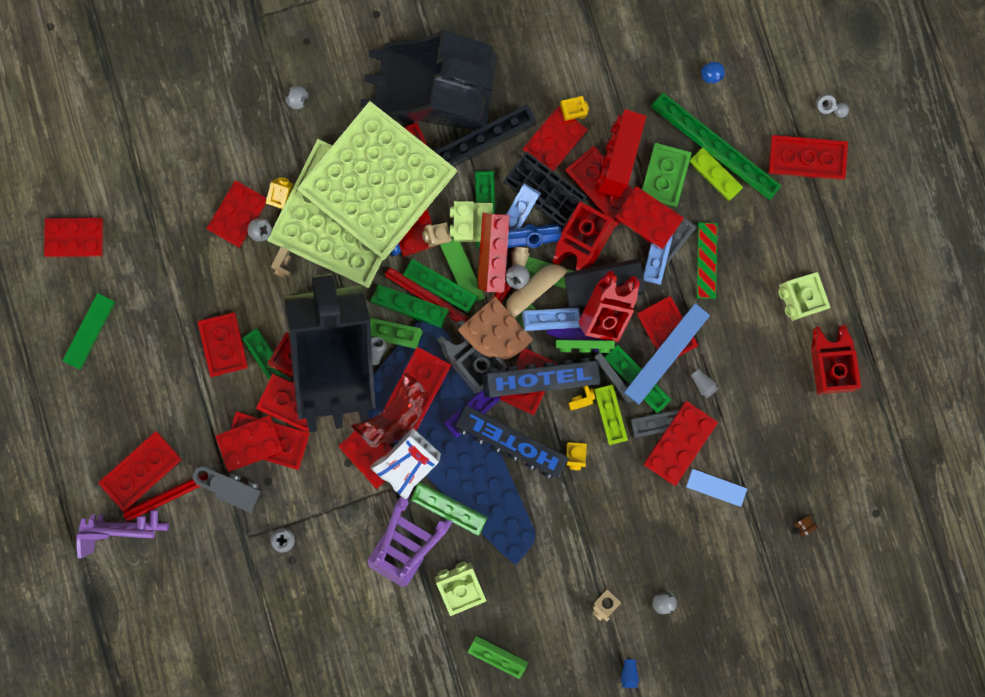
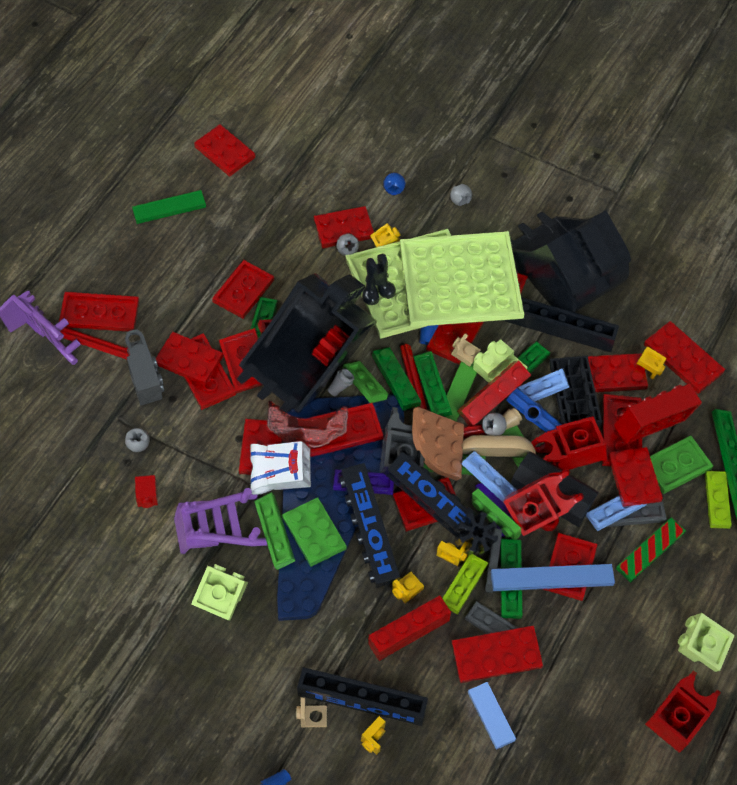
camera: 40 degrees right, 25 degrees down
(236, 138) = (394, 183): none -> blue piece
(281, 260) = (339, 272): tan bracket -> none
(321, 246) = (377, 281): none -> black piece
(332, 570) = (146, 491): none -> red brick
(342, 337) = (330, 345): none -> red gear
(477, 483) = (314, 532): none -> bright green plate
(497, 657) = (191, 668): bright green plate -> none
(589, 77) = (685, 357): none -> red plate
(590, 369) = (474, 526): none -> black gear
(608, 484) = (409, 628): none -> red brick
(627, 563) = (362, 696): none -> black brick
(657, 576) = (374, 731): none -> yellow bracket
(664, 603) = (359, 757): light grey piece -> none
(705, 385) = (560, 631): light grey cone -> none

